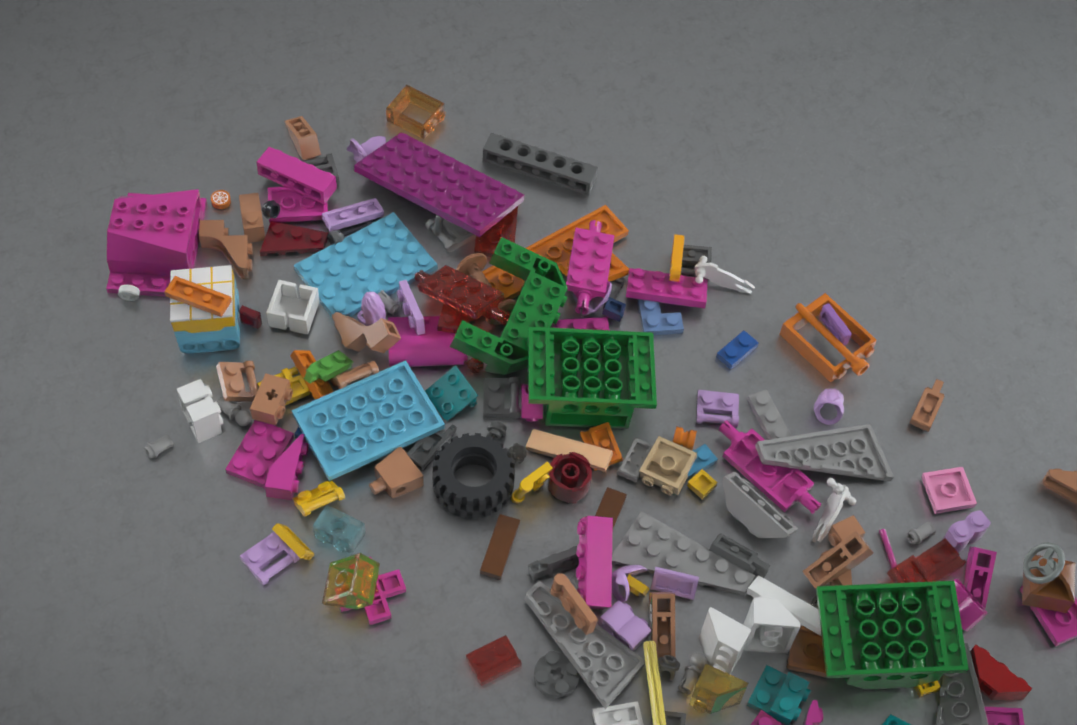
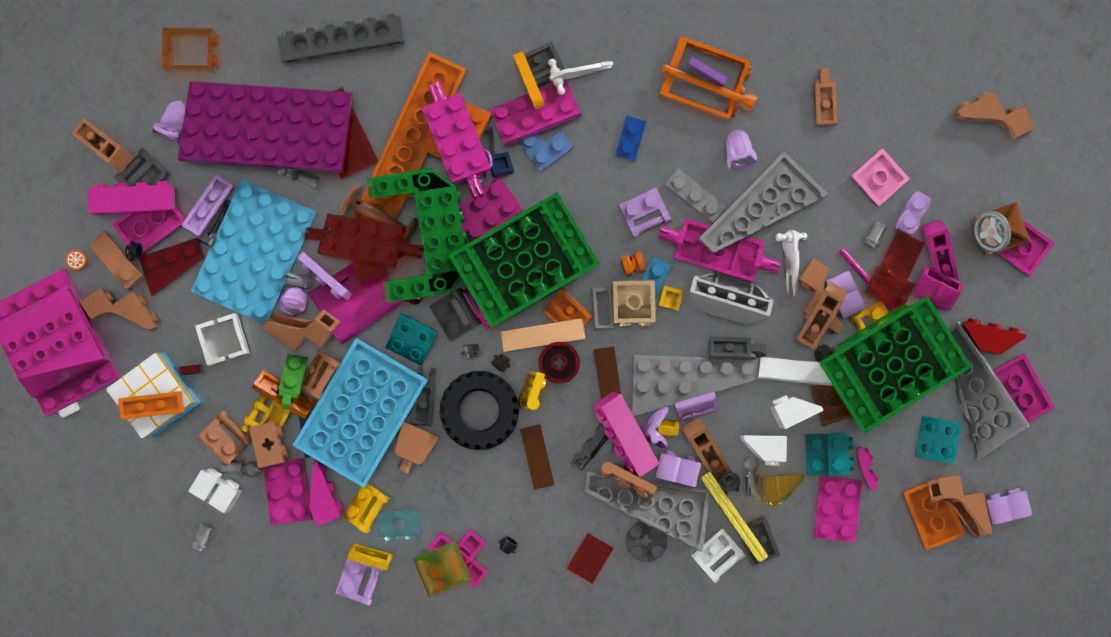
camera: 20 degrees left, 30 degrees up
(424, 604) = (508, 545): none -> black plate
(871, 569) = (853, 302): none -> lavender brick

